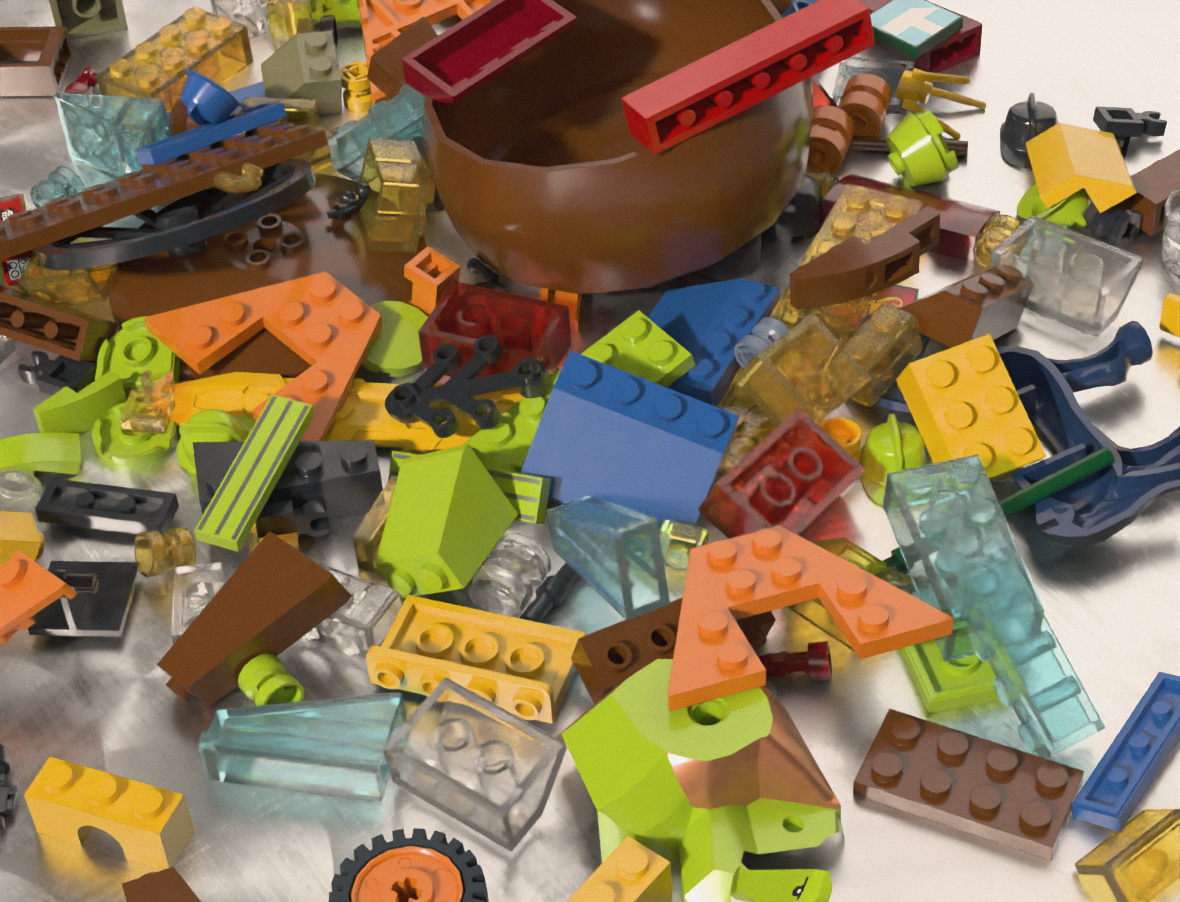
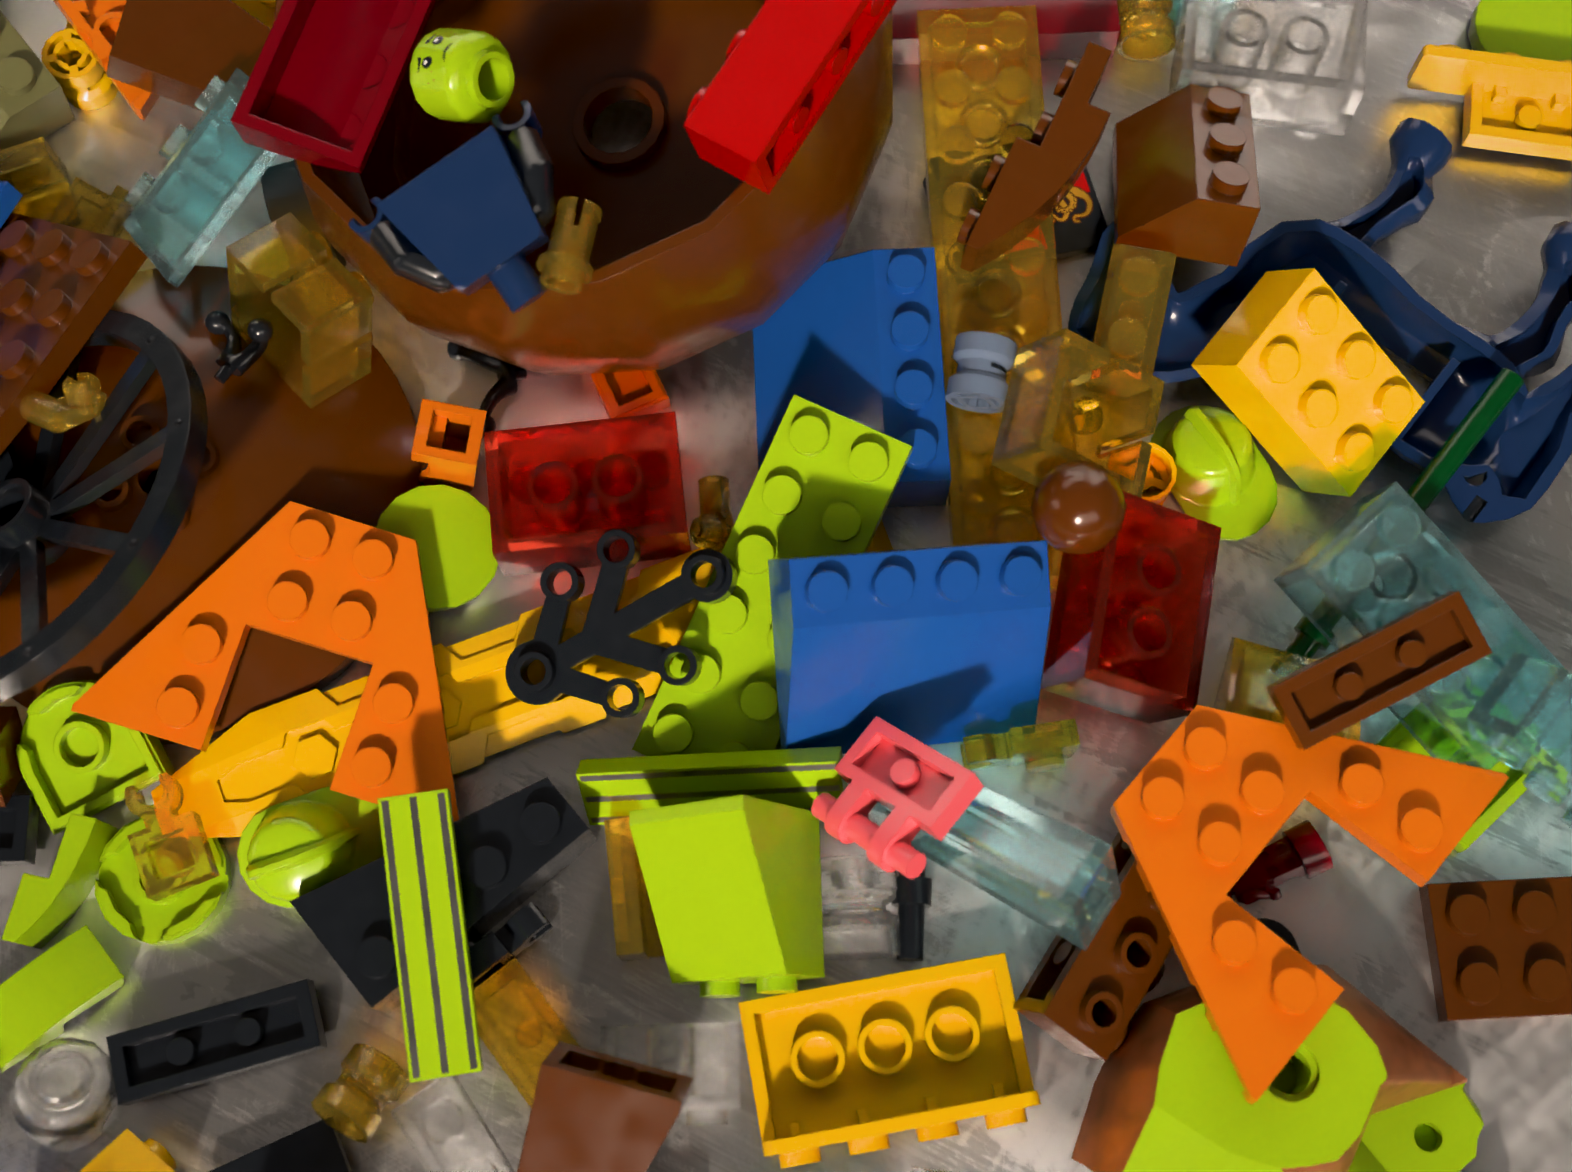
camera: 30 degrees left, 30 degrees up
(493, 118) = (473, 215): none -> dark blue torso
(527, 152) = (566, 262): none -> clear yellow pin
(530, 69) = (461, 75): none -> lime head
(571, 489) = (910, 780): none -> coral plate
(764, 395) = (1078, 507): none -> reddish brown piece
(897, 529) = (1378, 669): none -> reddish brown plate

